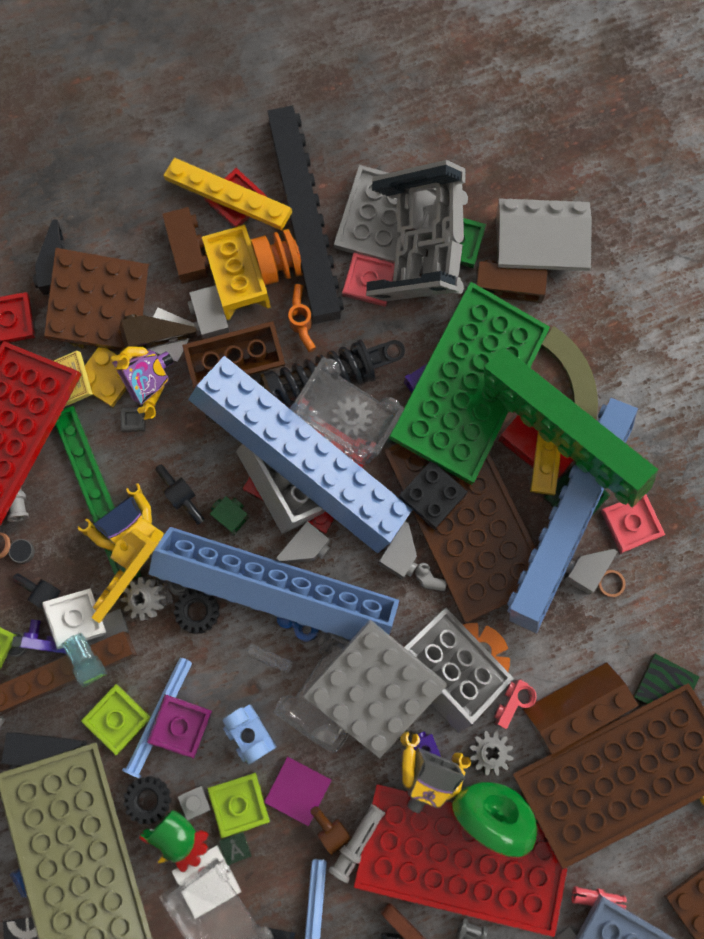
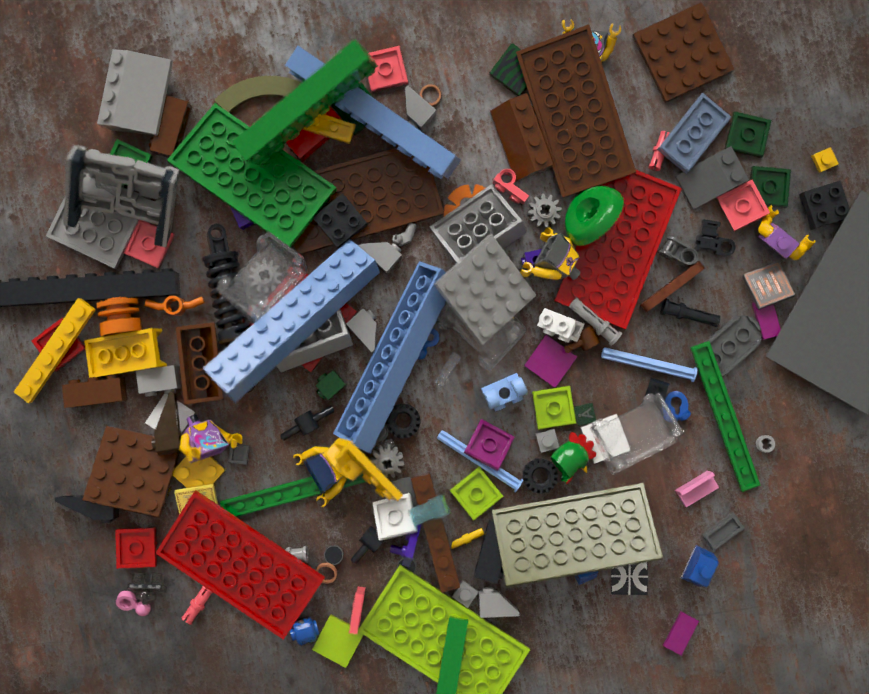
camera: 80 degrees left, 10 degrees up
(58, 716) = (467, 538): none -> yellow piece
(345, 797) = (561, 325): none -> white brick

